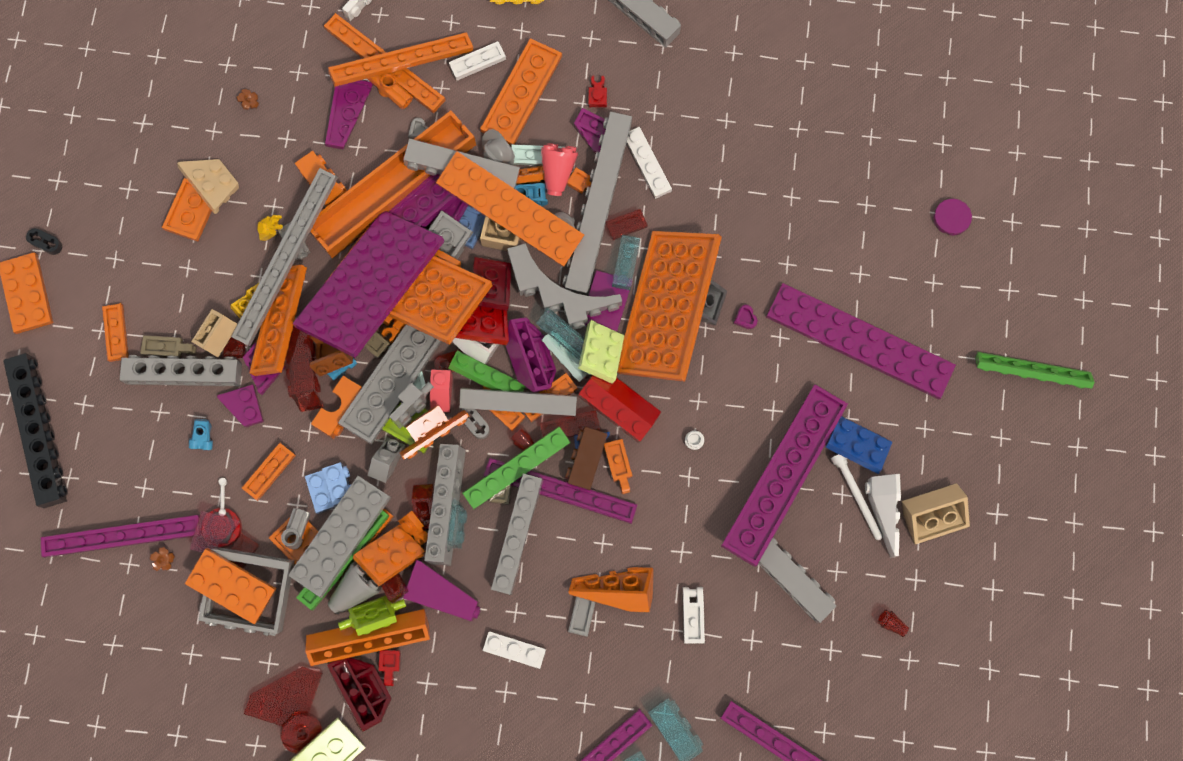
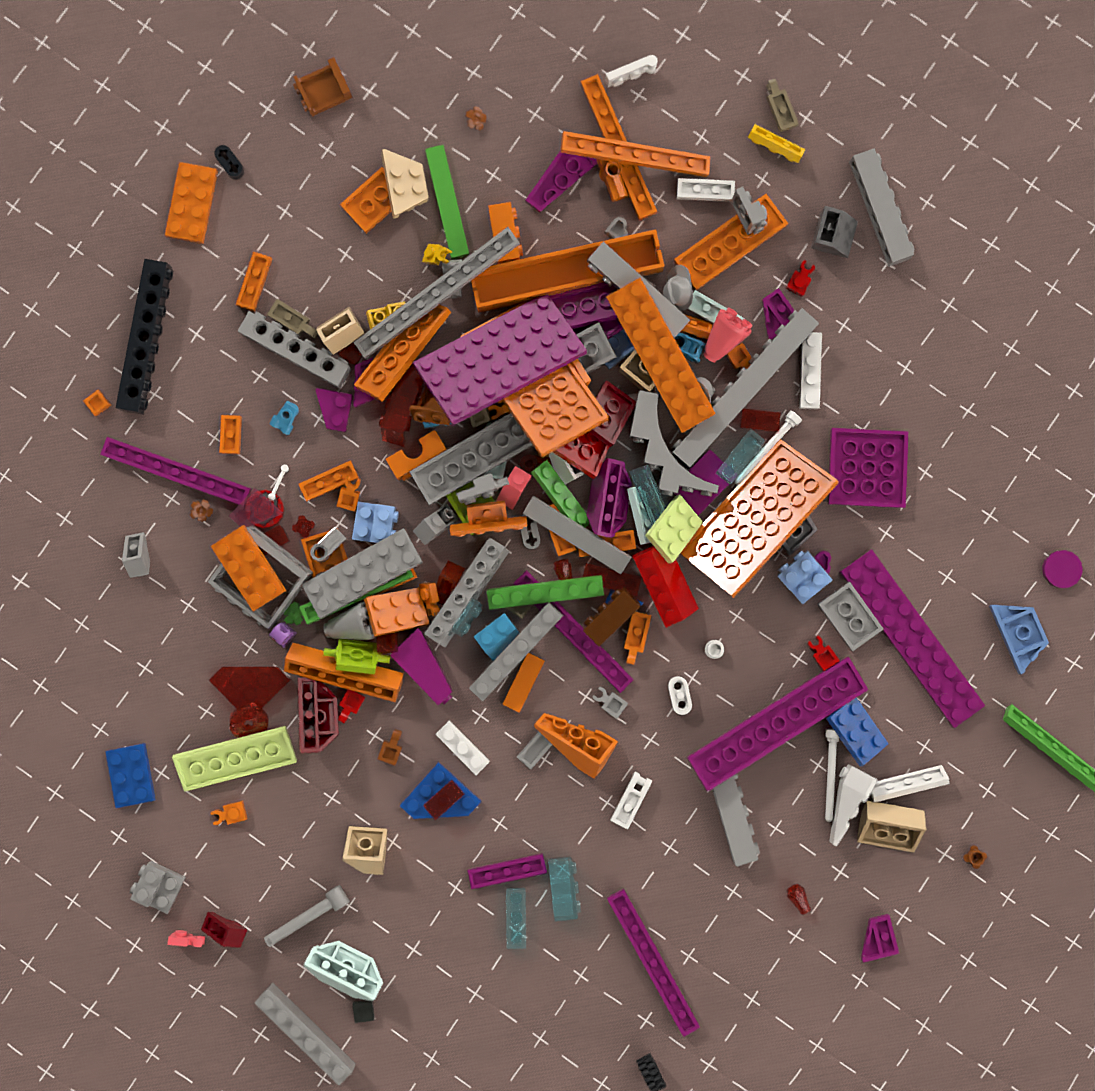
camera: 30 degrees right, 10 degrees up
(17, 512) = (97, 403): none -> orange tile
(100, 139) = (322, 88): none -> dark orange panel
(119, 632) = (136, 555): none -> light grey slope
(157, 476) = (230, 434): none -> orange plate
(257, 179) = (447, 201): none -> bright green tile
(260, 528) = (308, 526): none -> clear red plate
(293, 633) = (282, 634): none -> medium lavender leg
(294, 475) = (348, 496): none -> orange plate
(295, 609) = (294, 614): none -> bright green plant
(448, 688) = (390, 750): none -> dark orange plate
(492, 529) = (497, 636): none -> dark azure slope
(516, 707) = (429, 786): none -> blue plate
(521, 706) = (443, 799): none -> clear red plate
(523, 57) = (751, 215): none -> light grey plate
(539, 560) = (523, 682): none -> orange tile
(605, 40) = (834, 232): none -> flat silver slope
(630, 536) = (612, 704): none -> light grey plate
(653, 210) = (791, 420): none -> white piece
(686, 496) = (678, 695): none -> white plate
(737, 335) = (804, 576): none -> light blue plate
(742, 215) = (868, 467): none -> magenta plate
(792, 395) = (824, 656): none -> red plate
(797, 349) = (850, 616): none -> light grey plate
(930, 467) = (909, 783): none -> white plate
(949, 287) = (1021, 633): none -> medium blue wing
(984, 621) = (879, 939): none -> magenta wing
(1030, 500) = (969, 857): none -> dark orange plate

